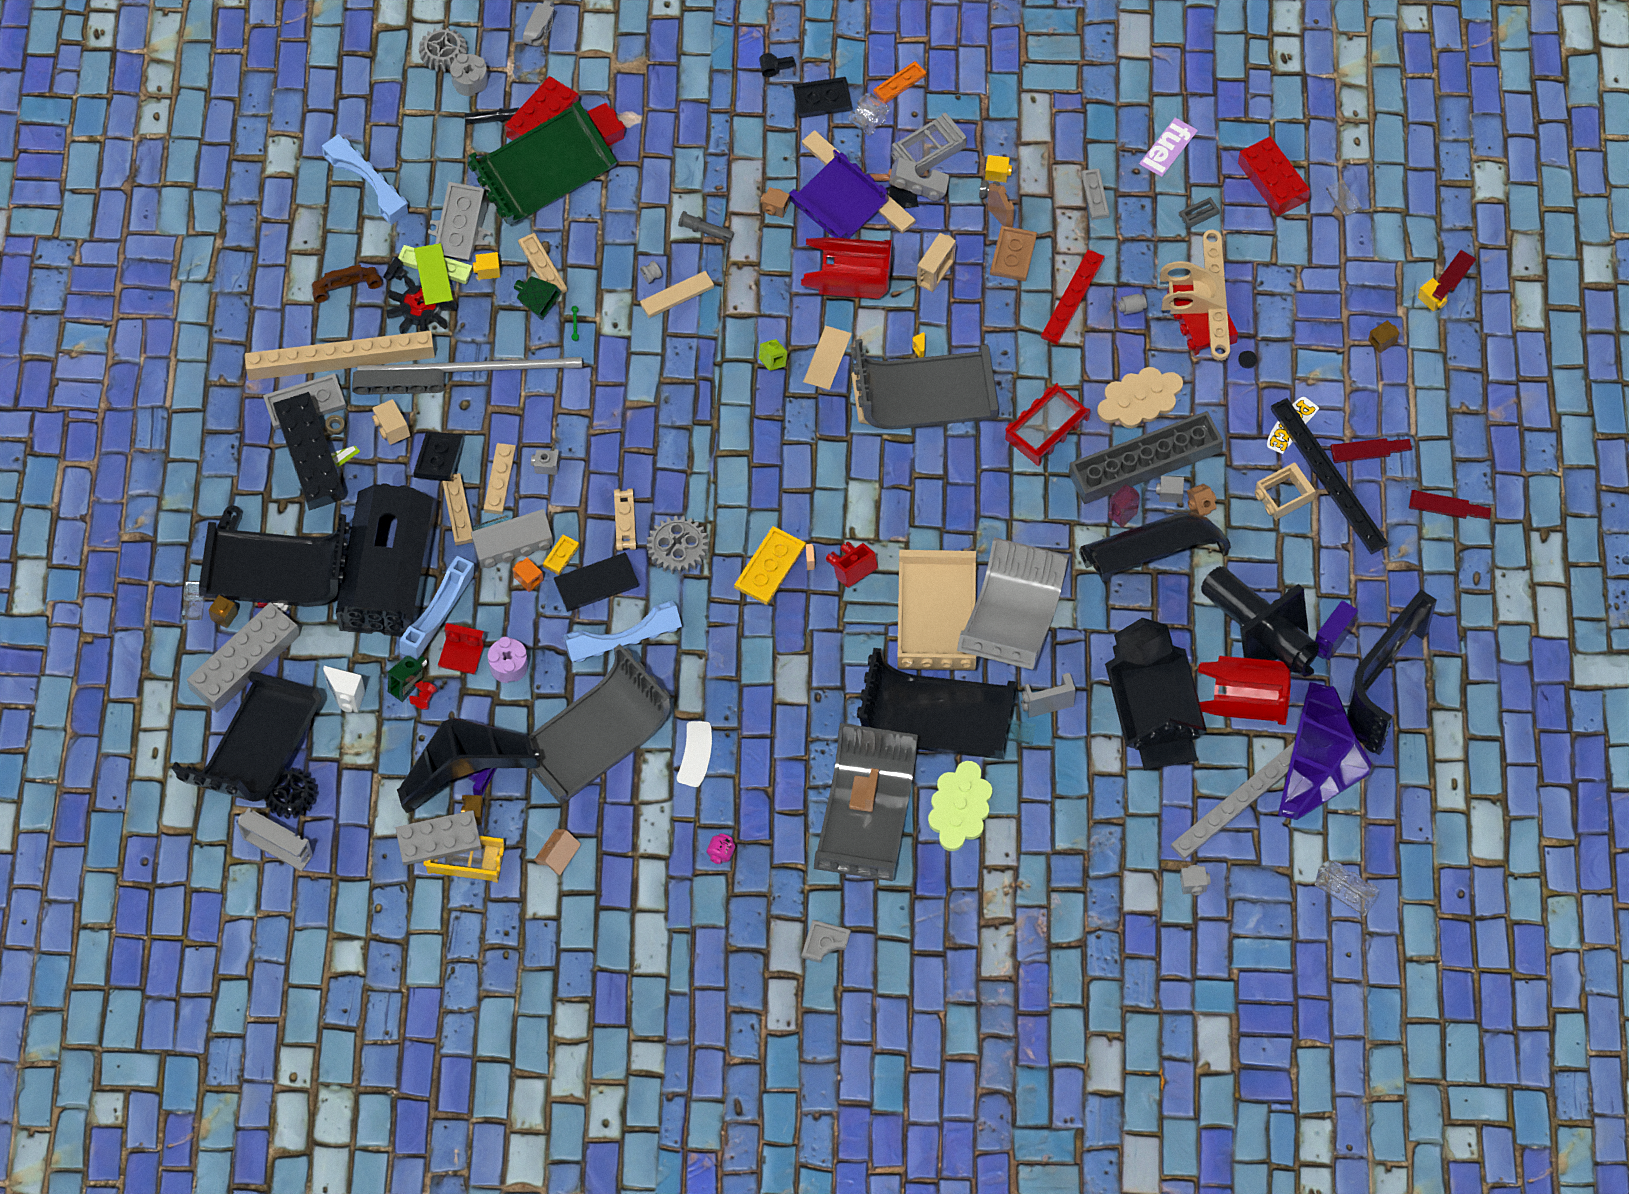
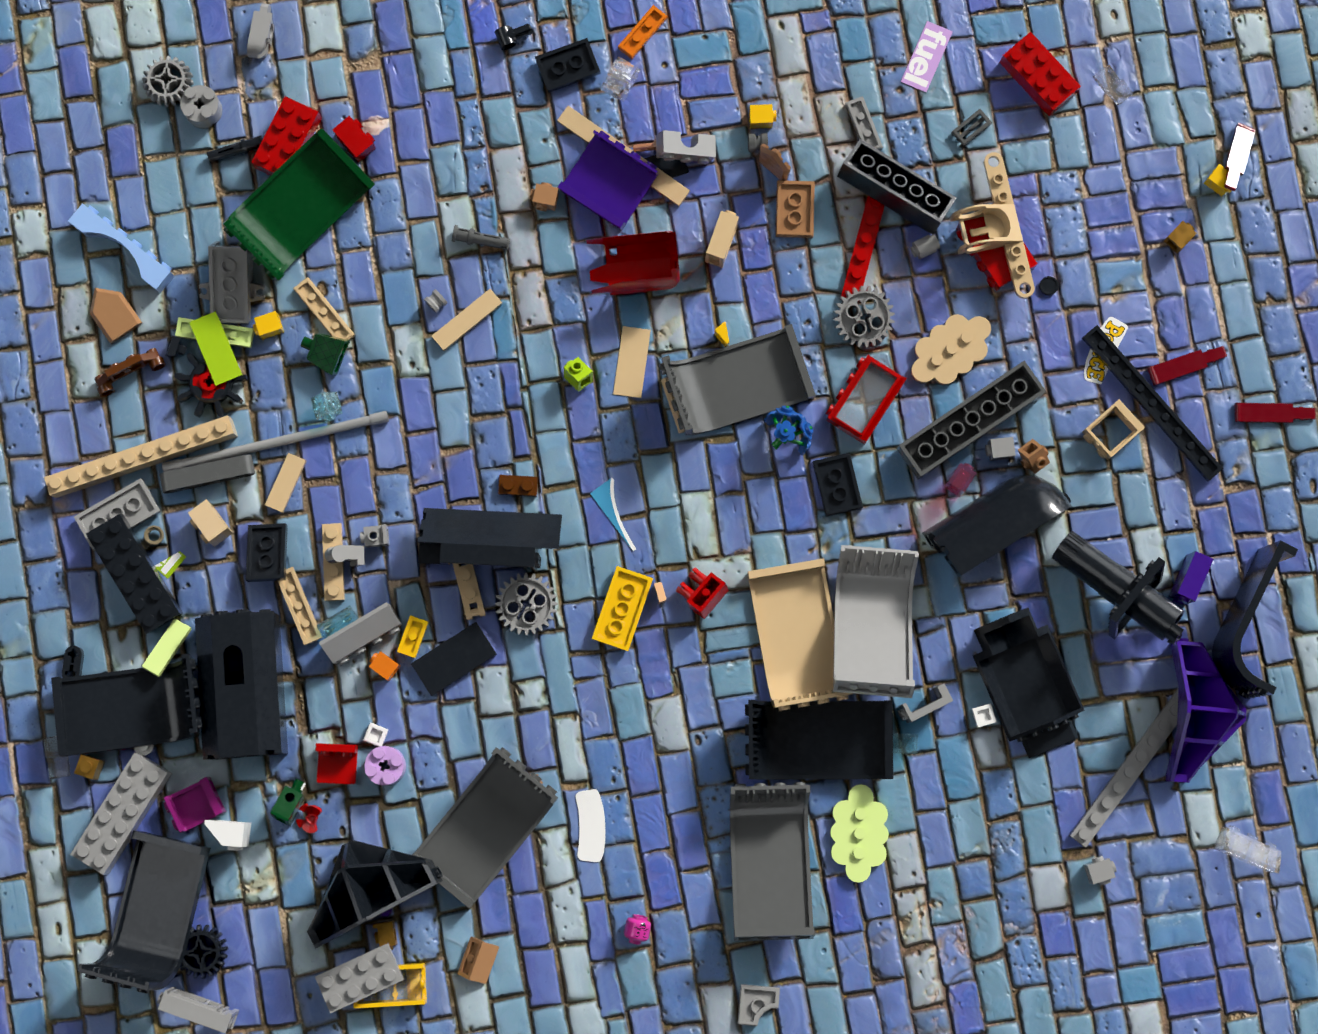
camera: 15 degrees left, 20 degrees up
(309, 663) = (194, 805): none -> magenta panel
(322, 522) = (166, 647): none -> yellowish green tile
(343, 234) = (113, 314): none -> medium nougat tile
(422, 631) = (298, 742): light blue arch -> none
(470, 403) = (285, 482): none -> tan tile
(504, 631) = (375, 735): none -> white tile
(514, 469) = (342, 553): none -> light grey leg
(526, 341) = (326, 406): none -> clear light blue brick
(575, 337) = (374, 387): green hinge -> none
(649, 470) = (486, 537): none -> black panel
(659, 620) = (459, 733): light blue arch -> none
(693, 443) = (518, 485): none -> reddish brown plate
(775, 471) = (605, 499): none -> dark azure sticker
(864, 791) = (764, 841): medium nougat panel -> none
(931, 144) = (687, 101): light grey door -> none
(960, 429) = (786, 432): none -> blue plant
(1004, 495) = (837, 484): none -> black tile
(1076, 350) = (848, 322): none -> light grey gear
(1106, 721) = (983, 715): none -> white plate
(1113, 245) = (896, 186): none -> black brick
(1253, 690) = (1120, 662): red piece -> none

